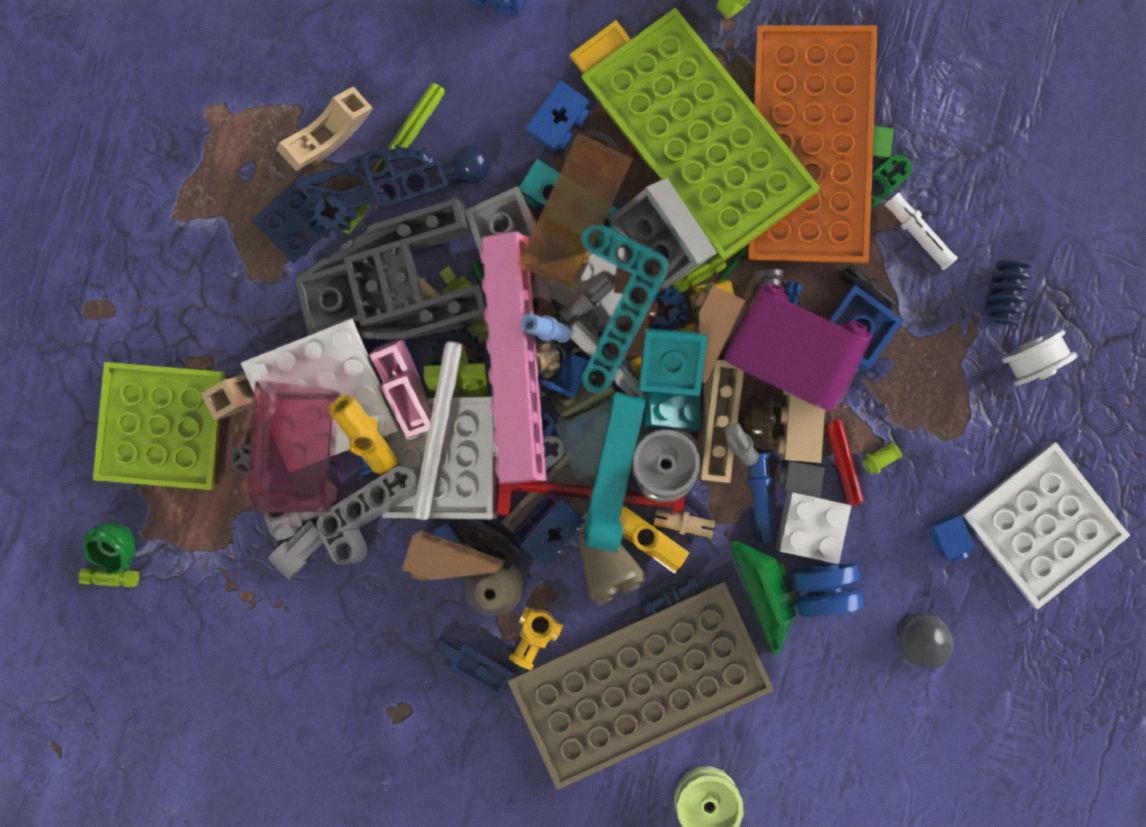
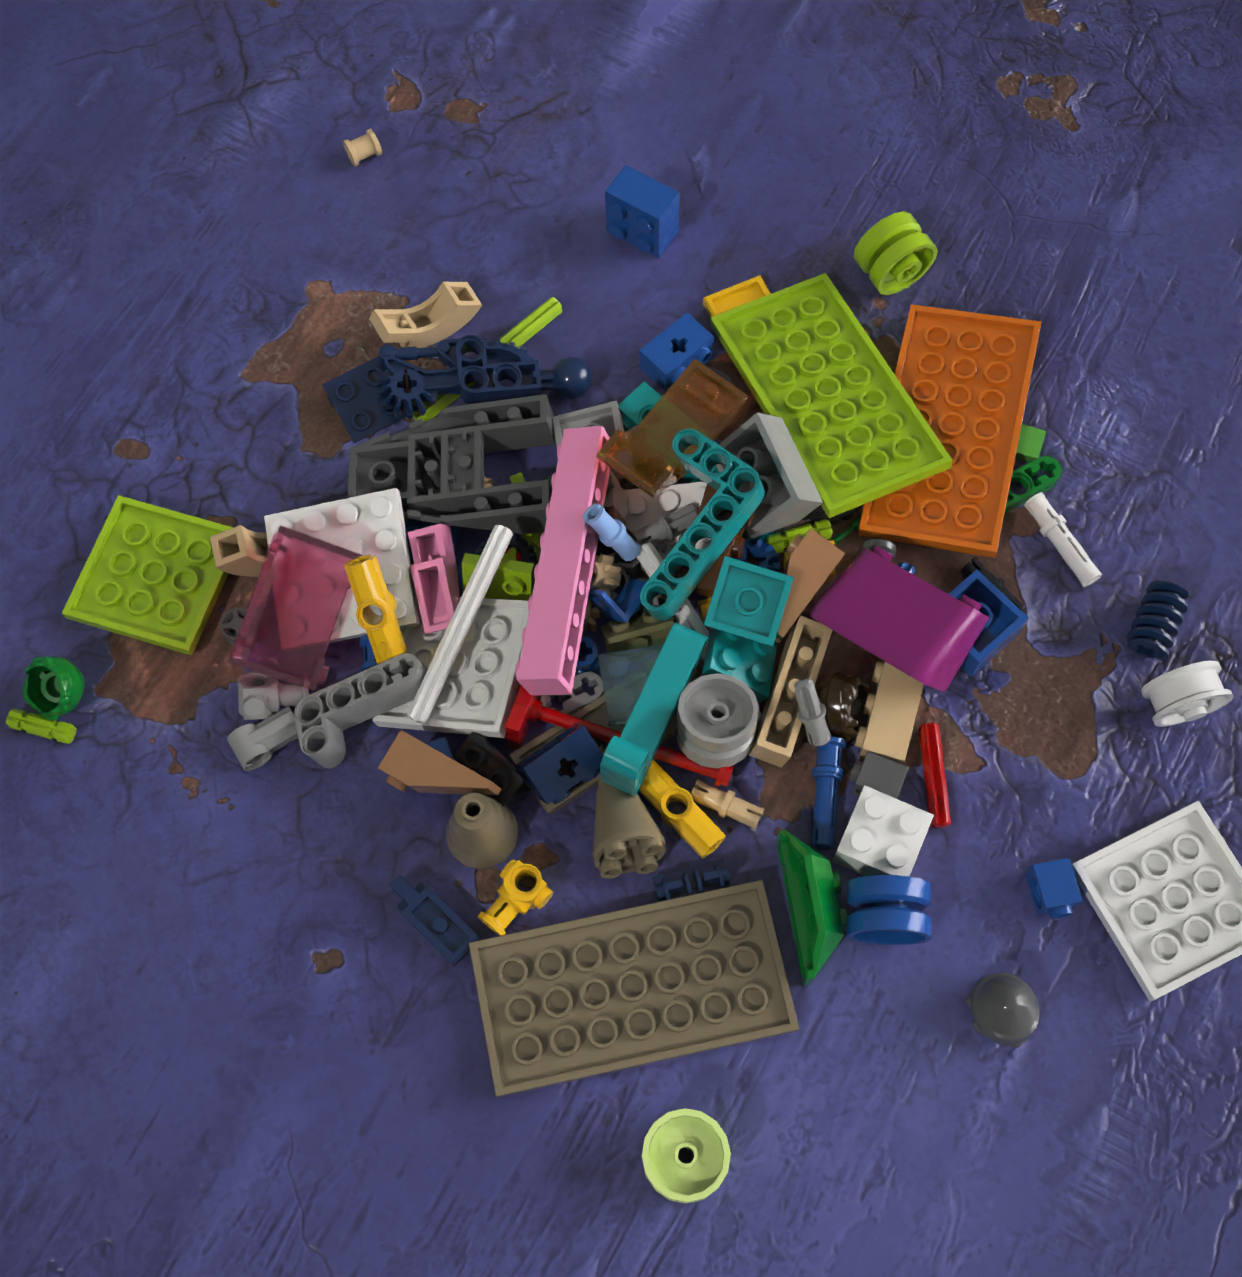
camera: 20 degrees right, 20 degrees down
(881, 458) = (980, 778): lime pin -> none

